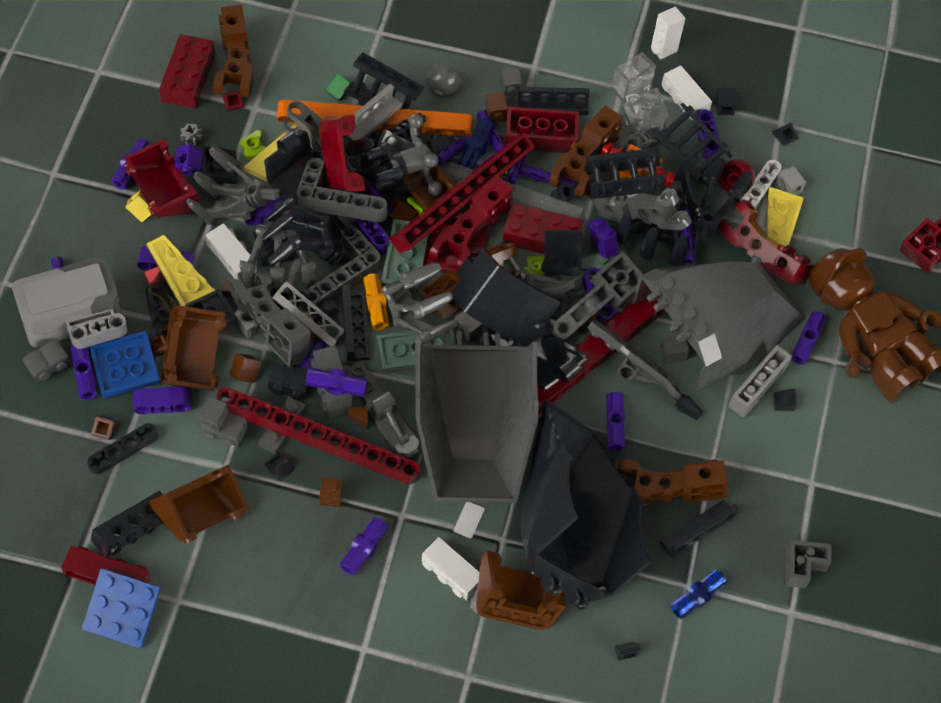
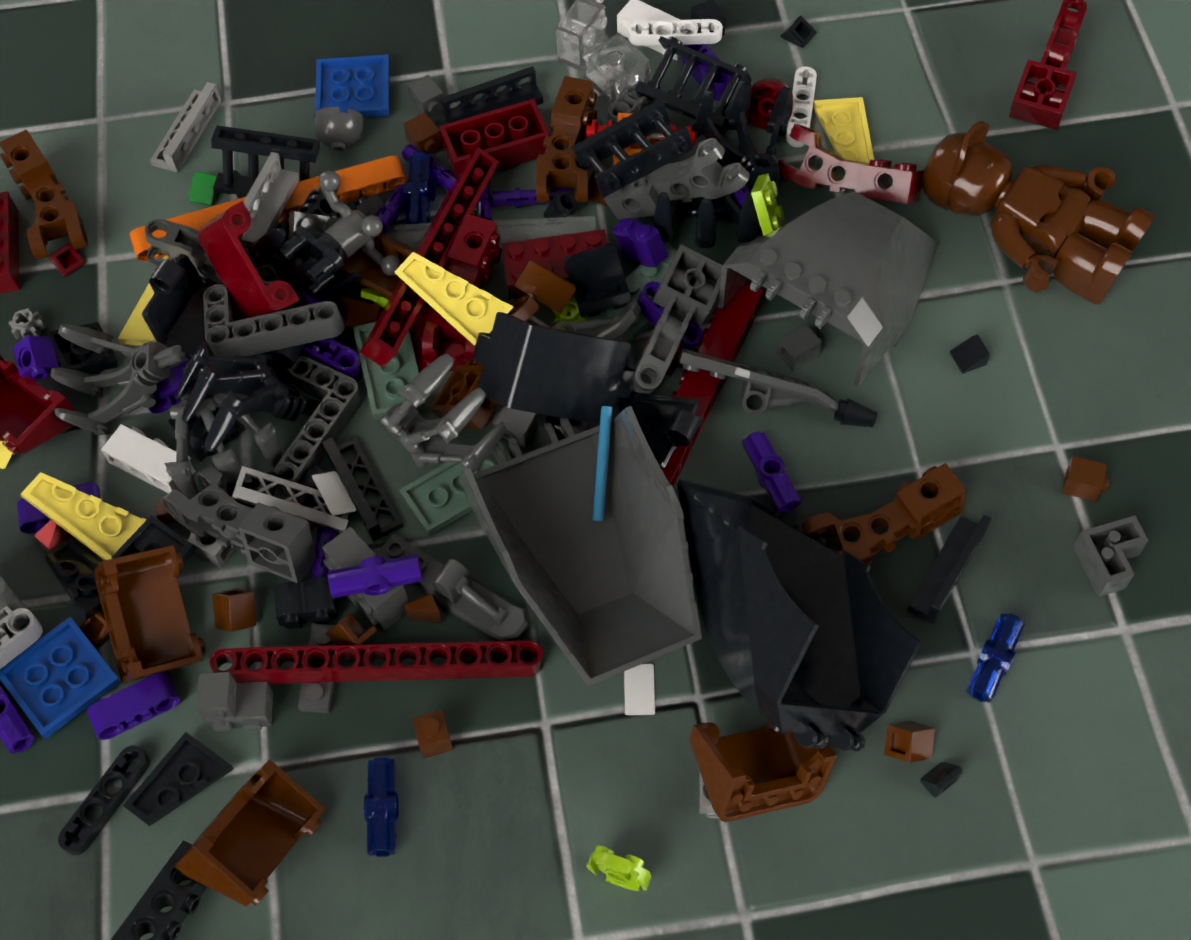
camera: 15 degrees left, 0 degrees up
(104, 427) = (64, 780): reddish brown slope -> none
(169, 454) = (176, 779): none -> black wing
(252, 145) = (117, 306): lime animal -> none
(279, 466) = (343, 728): black slope -> none
(282, 521) = (381, 807): none -> clear blue piece
(308, 410) = (349, 632): none -> reddish brown panel
(335, 321) = (334, 493): none -> white sticker
(344, 44) = (187, 128): none -> light grey fence
(364, 546) = (513, 792): dark purple piece -> none
(376, 302) = (377, 445): light orange piece -> none
(406, 618) = (620, 871): none -> lime plate
(451, 568) = (650, 770): white brick -> none
(462, 228) = (454, 298): none -> light yellow wing
(466, 54) = (354, 84): none -> blue plate
(508, 371) = (602, 463): none -> dark azure piece
(525, 242) = (545, 286): none -> reddish brown panel
(618, 620) = (909, 741): none -> reddish brown panel
(694, 247) = (768, 212): none -> lime plate
(697, 100) = (674, 28): none -> white beam
(760, 381) = (929, 343): light grey brick -> none
(790, 181) = (836, 83): light grey brick -> none
(812, 330) = (958, 265): dark purple piece -> none
(816, 510) = (1085, 479): none -> reddish brown brick

